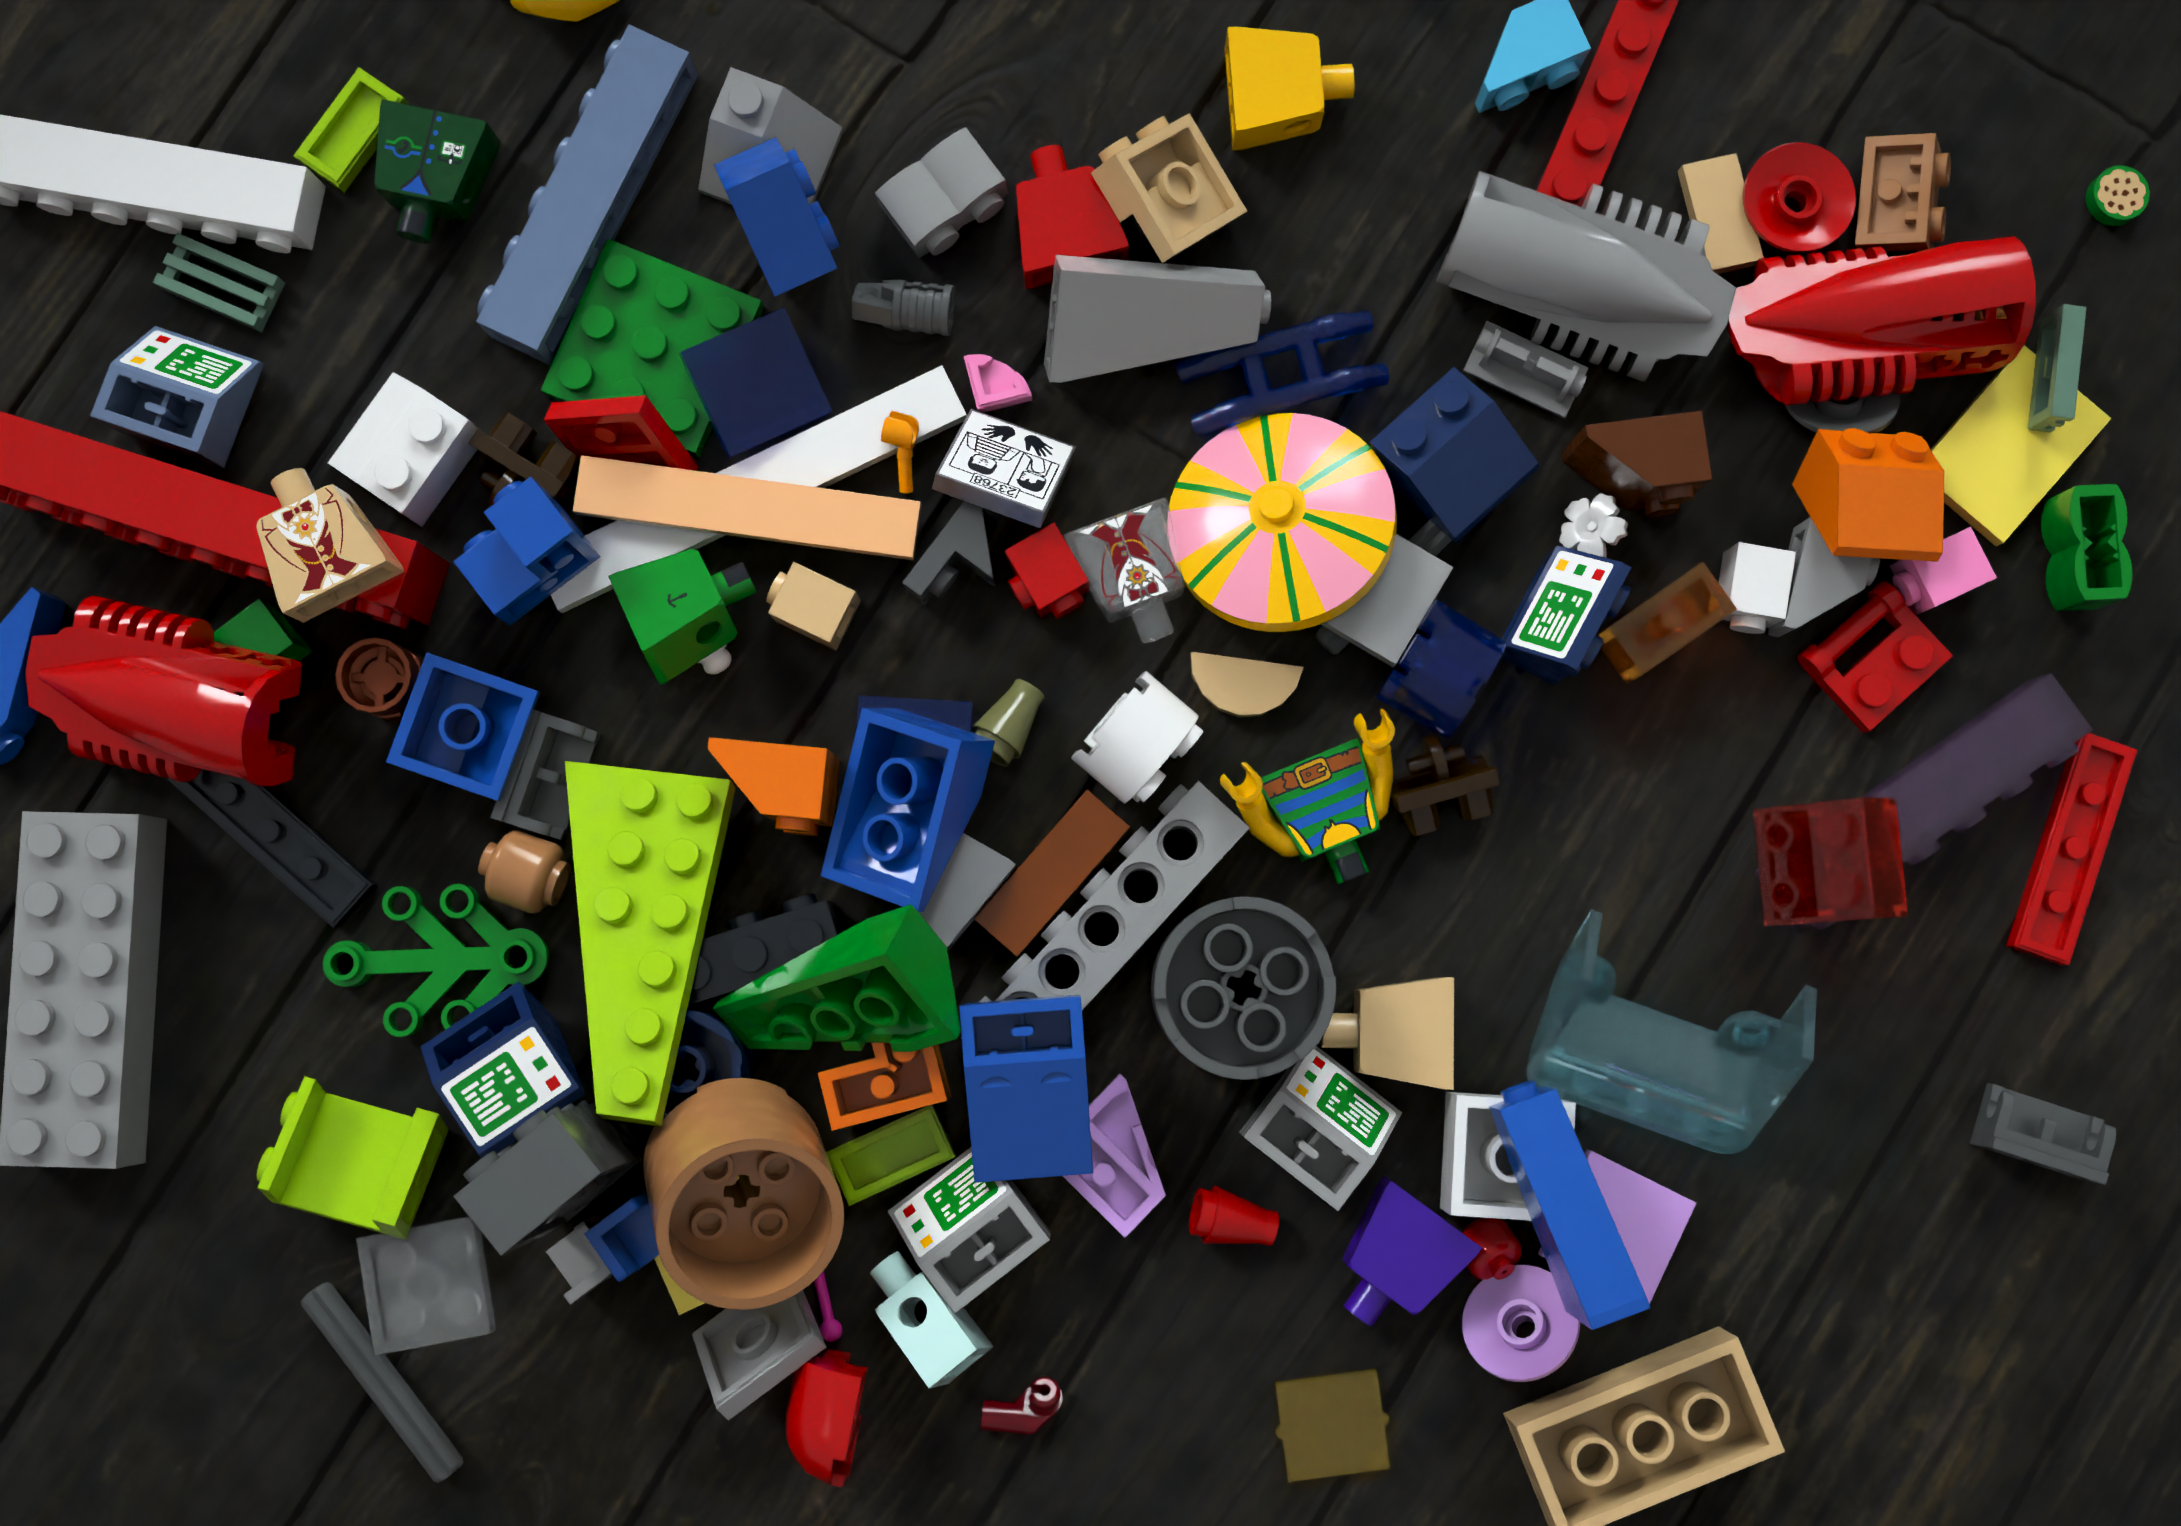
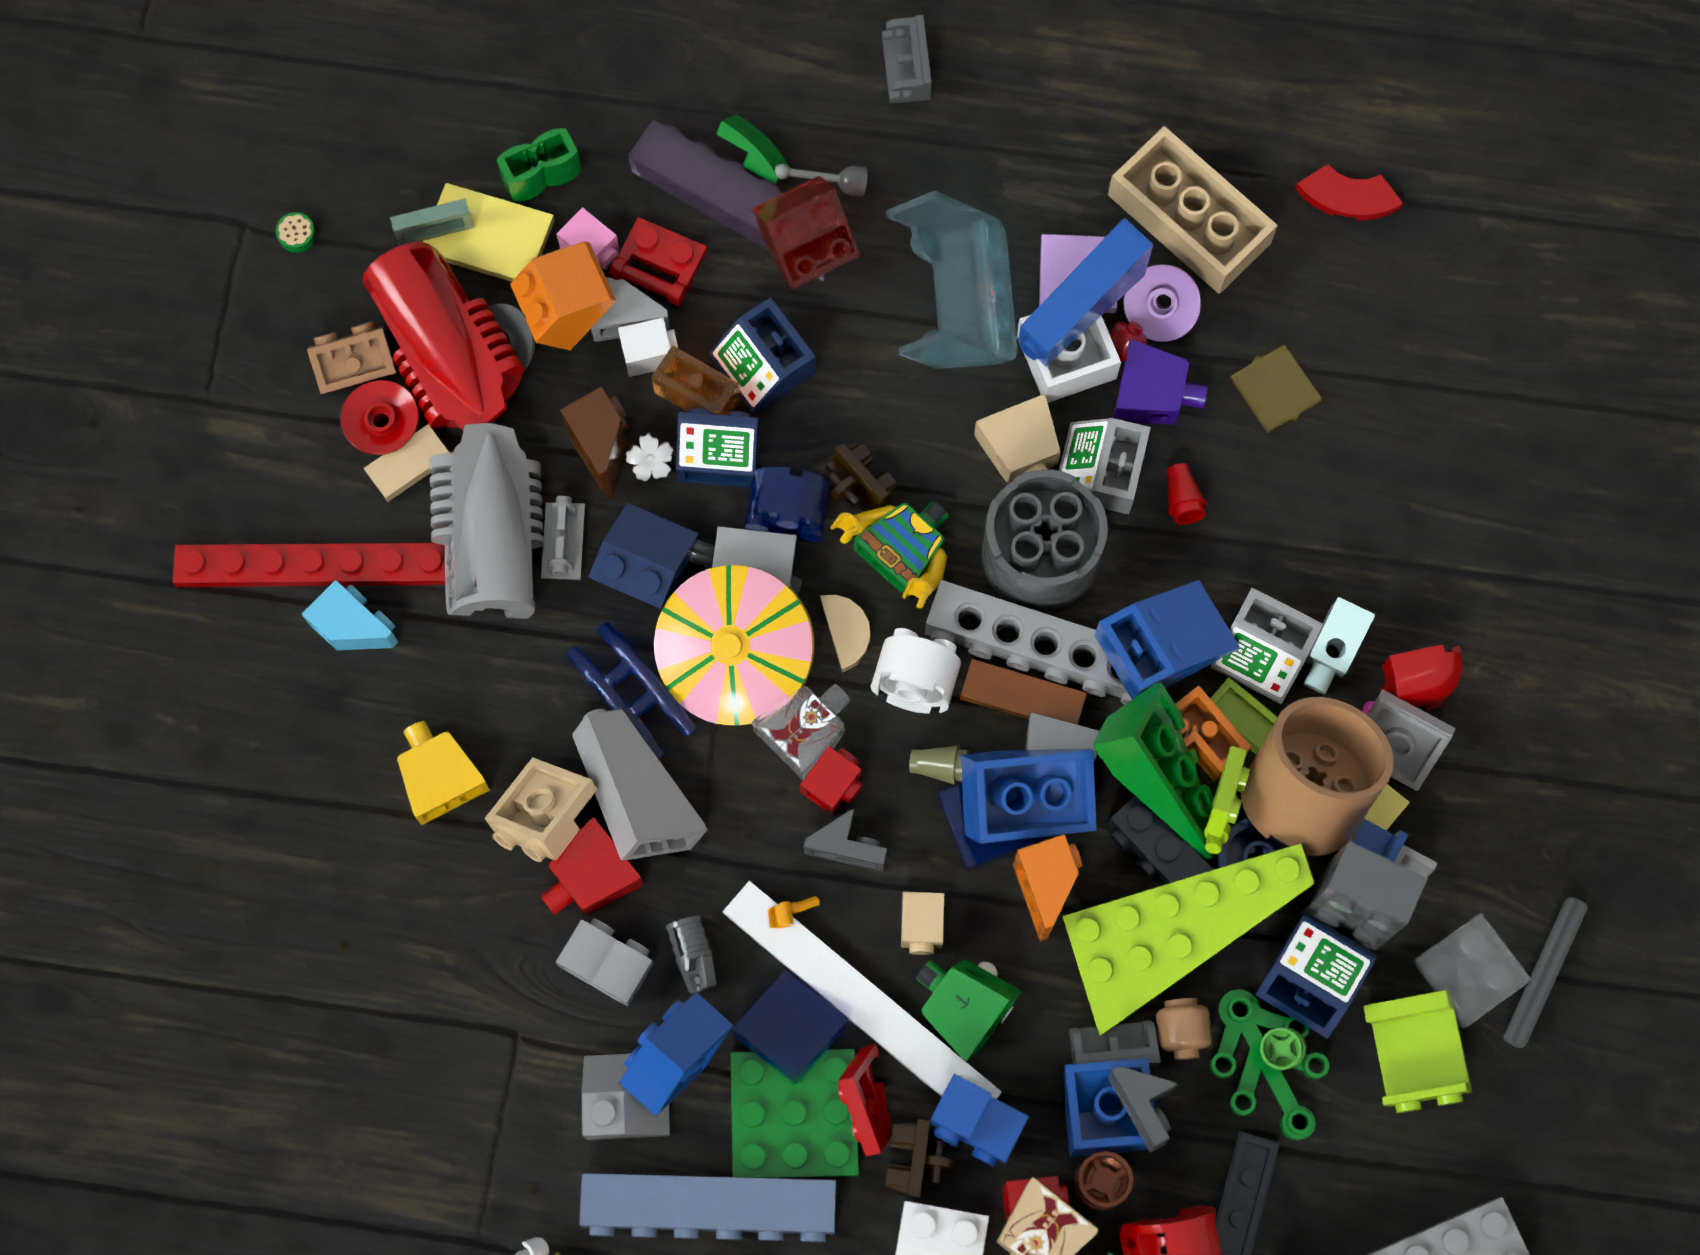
camera: 115 degrees left, 10 degrees down
(424, 972) = (1277, 1051): none -> bright green wheel
(447, 761) = (1137, 1093): none -> dark grey slope
(747, 507) = (877, 994): light nougat tile -> none
(751, 1043) = (1225, 802): none -> lime plate
(995, 383) = (718, 874): bright pink tile -> none
(1004, 468) = (776, 834): tile -> none
(1027, 1413) = (1360, 567): dark red arm -> none
(1124, 1172) = (1189, 563): lavender wing -> none
(1673, 733) = (763, 356): none -> dark blue slope
(1889, 970) = (850, 180): none -> hinge
(1977, 864) = (762, 153): none -> green slope
(2071, 849) = (709, 107): red tile -> none

